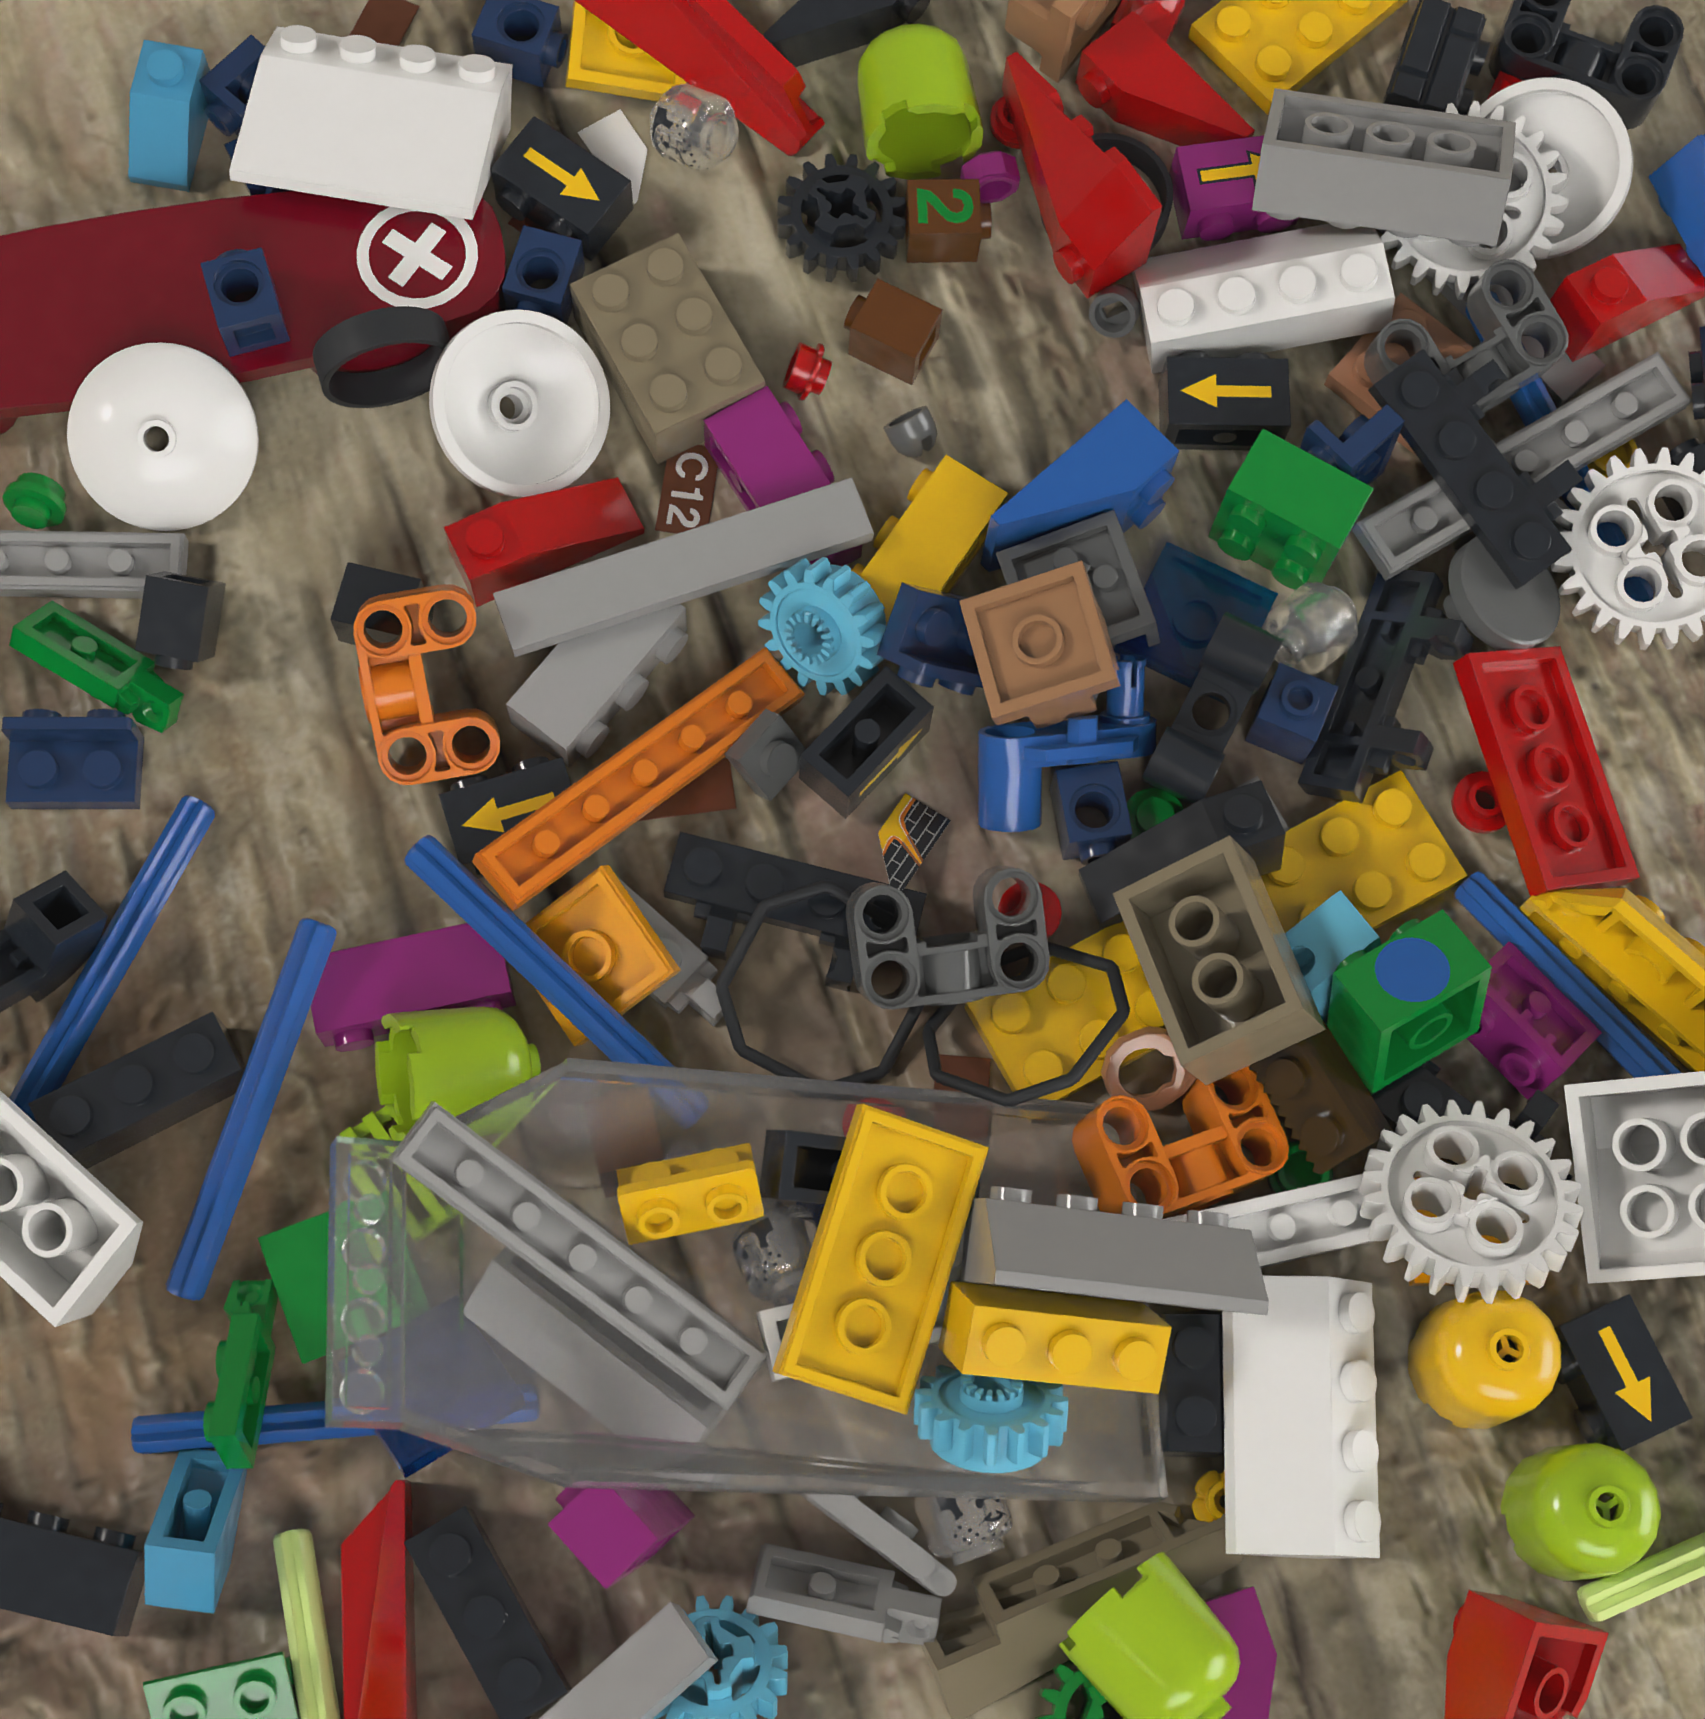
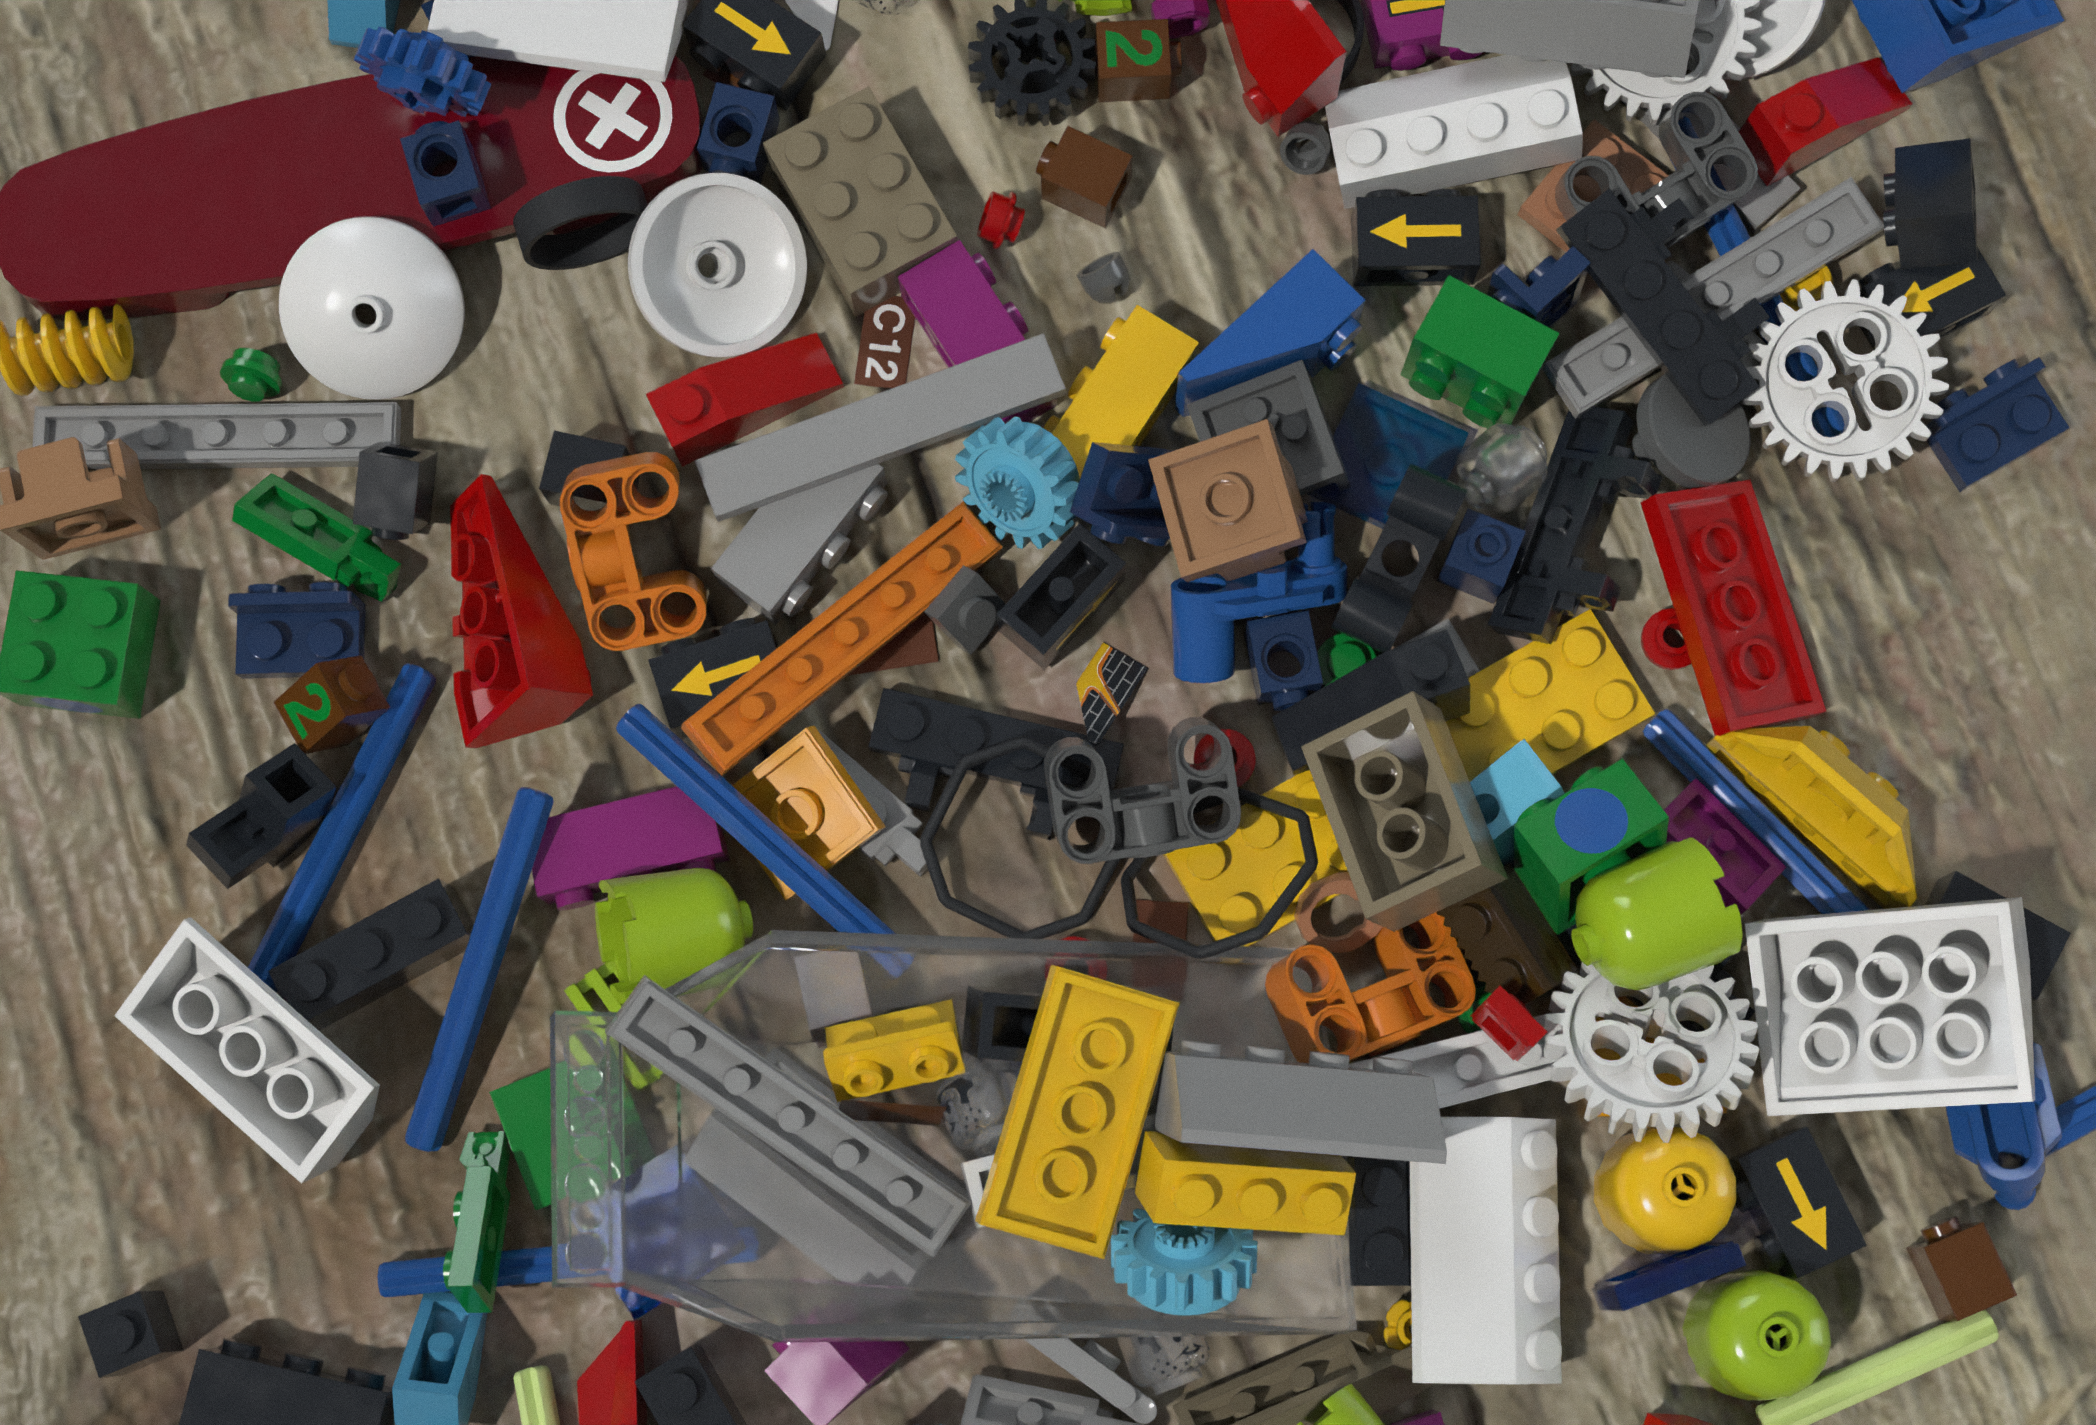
camera: 10 degrees right, 5 degrees up
(106, 833) = (331, 704): none -> reddish brown brick
(225, 198) = (422, 71): none -> blue gear
(303, 778) = (518, 644): none -> red wedge
(688, 1258) = (892, 1112): none -> reddish brown sticker
(1325, 1180) = (1508, 1023): none -> red tile
(1479, 1071) = (1656, 917): none -> lime cylinder
(1489, 1445) = (1668, 1275): none -> clear blue tile

